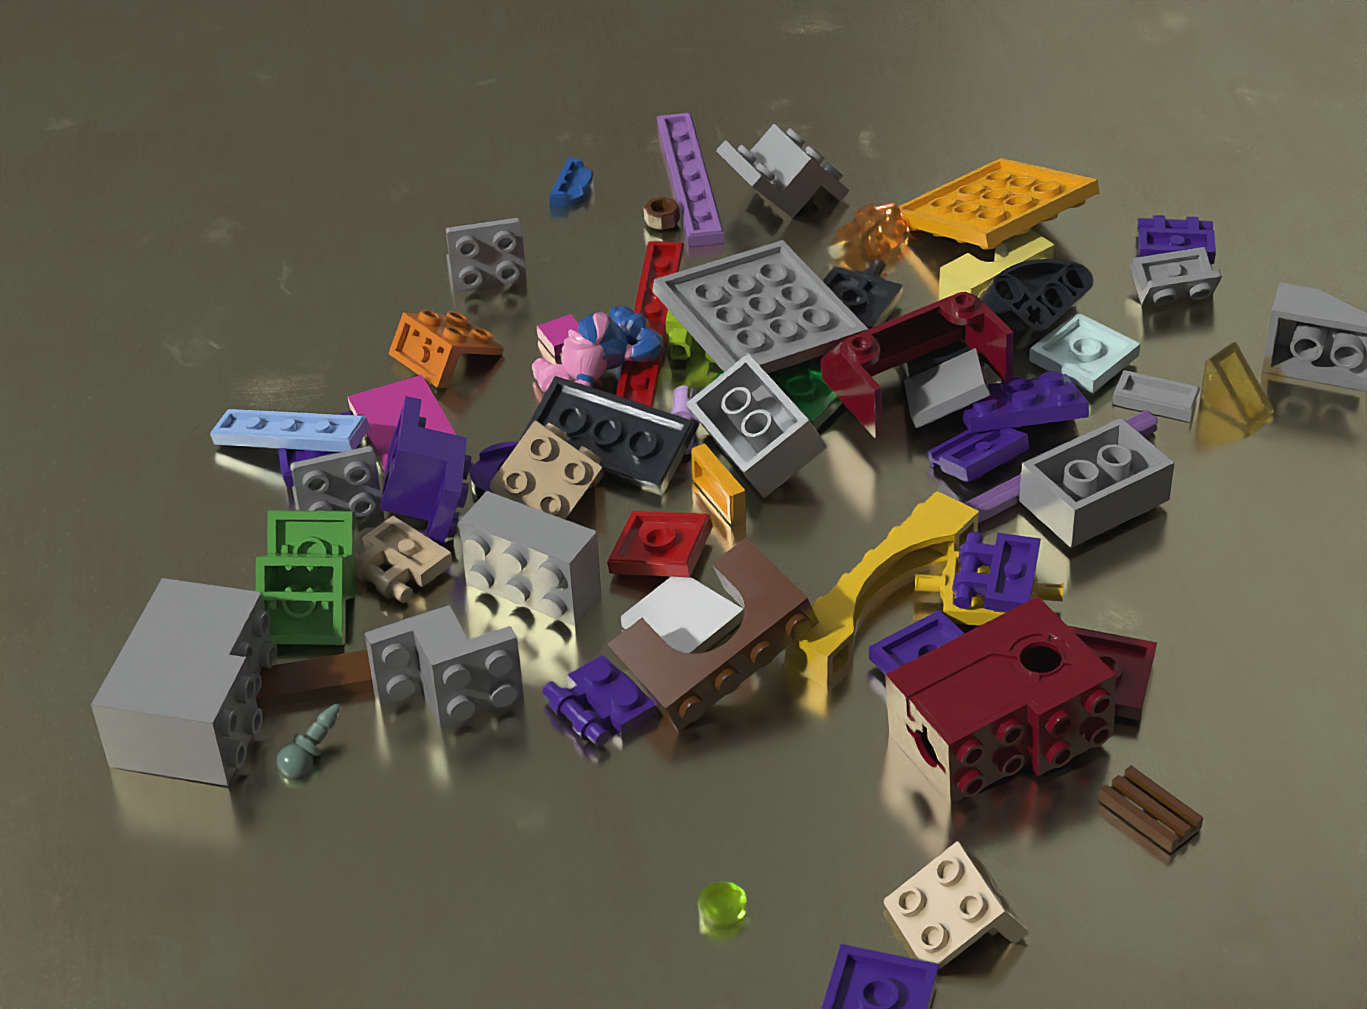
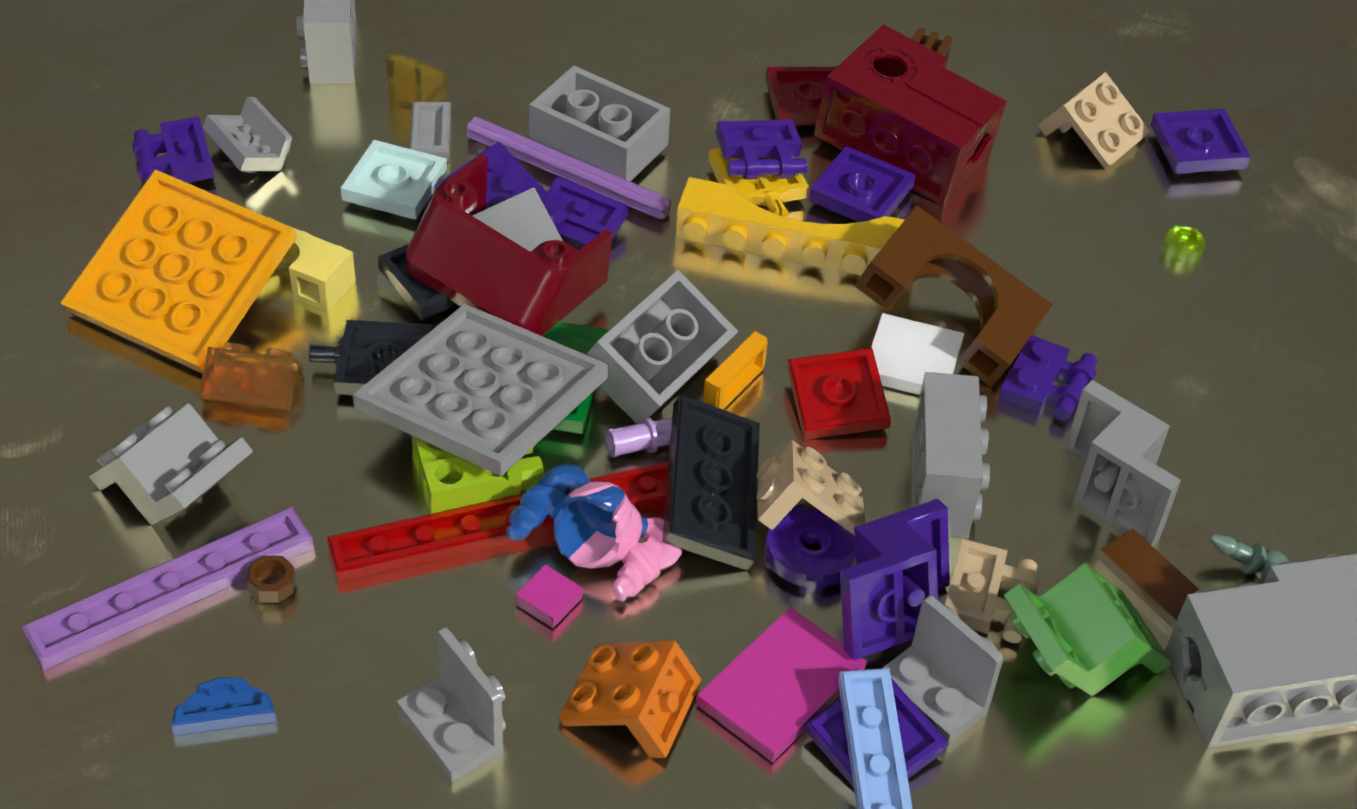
camera: 120 degrees left, 5 degrees up
(1036, 296) = (341, 211): black beam -> none

